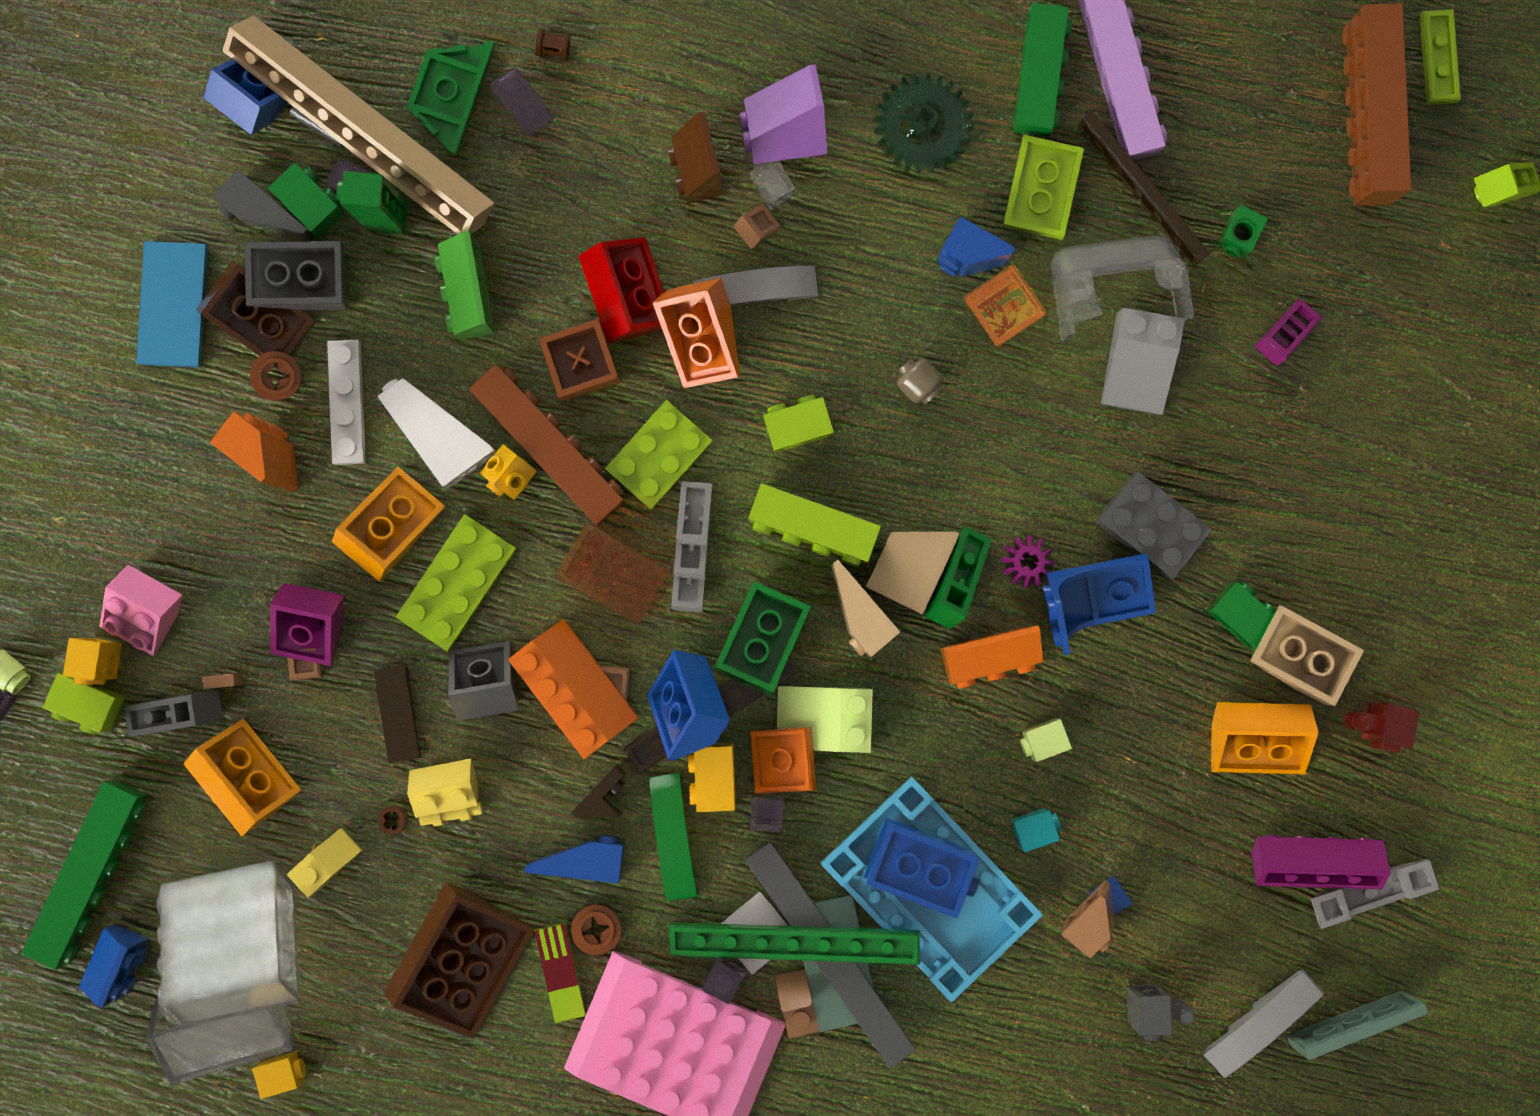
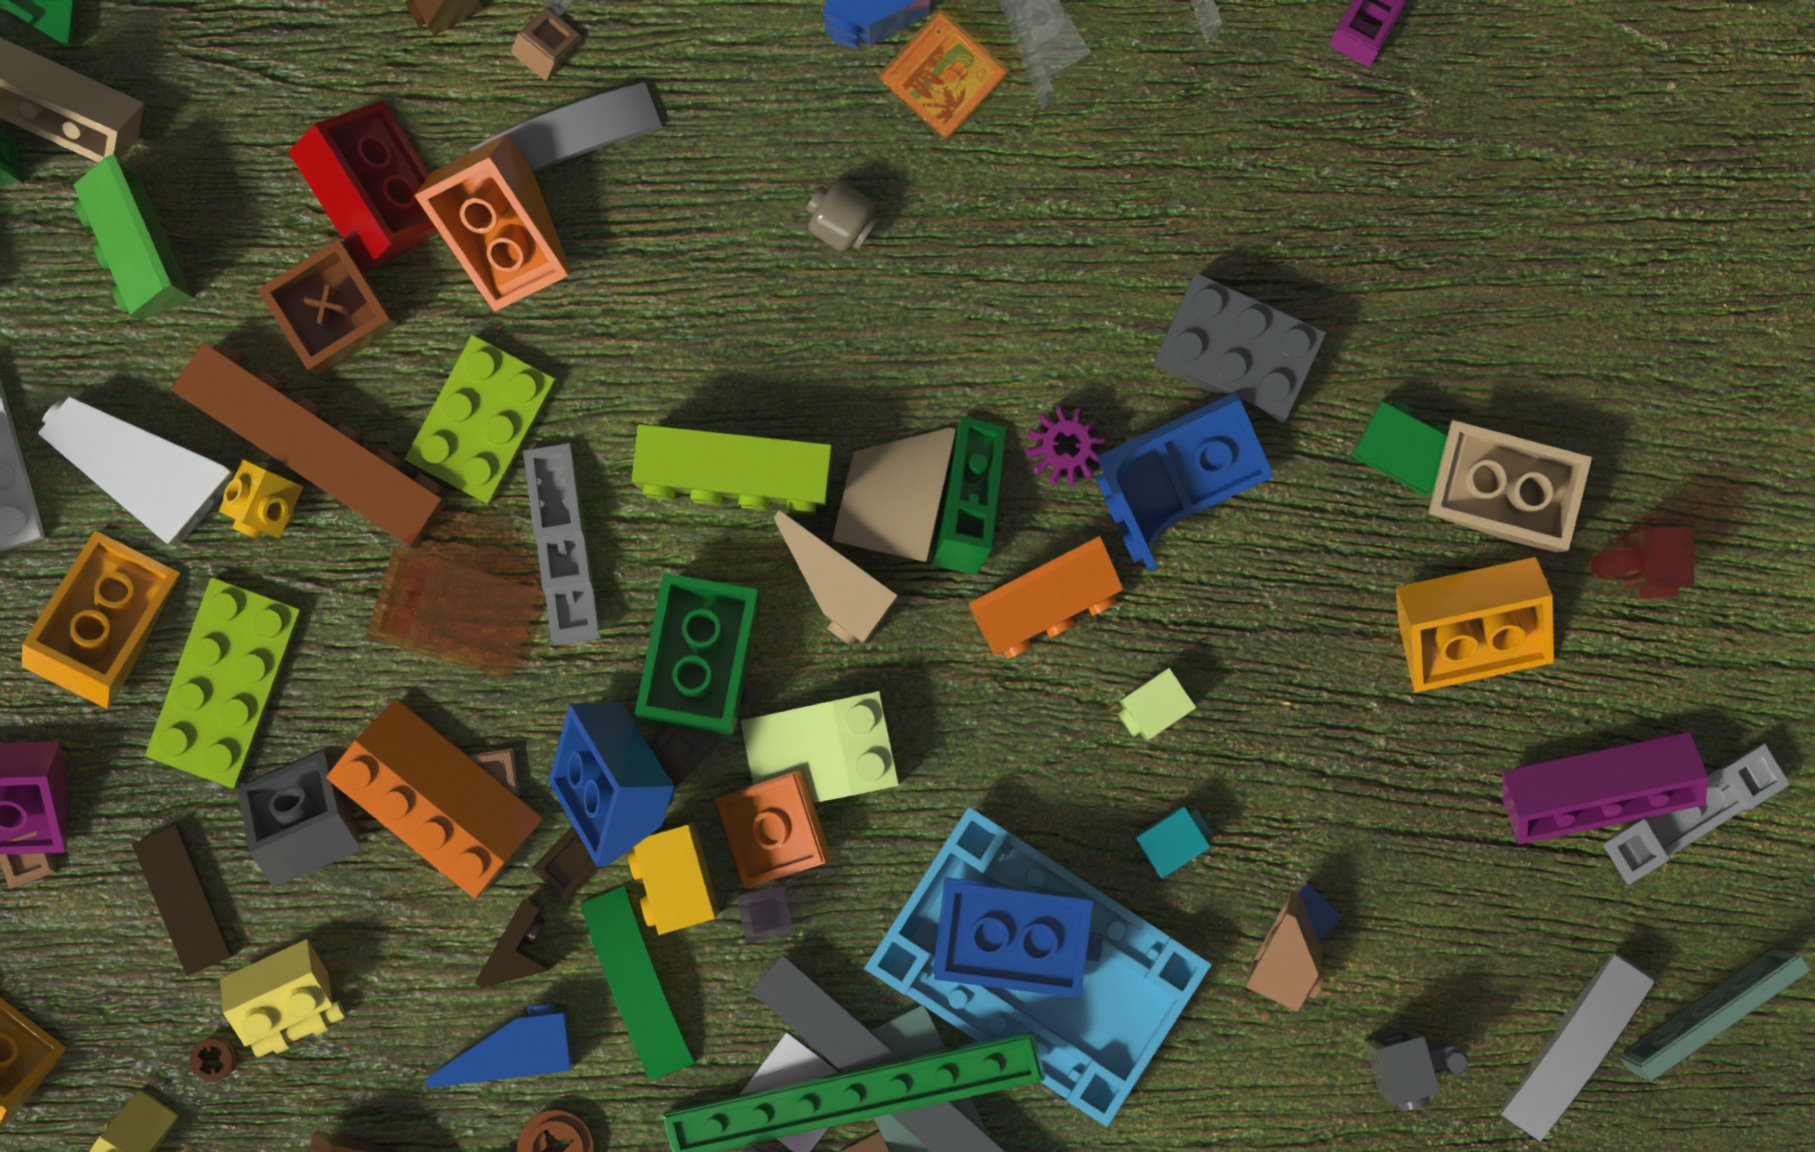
camera: 15 degrees left, 0 degrees up
(798, 424) = (675, 324): lime brick -> none
(1142, 360) = (1165, 107): light grey slope -> none

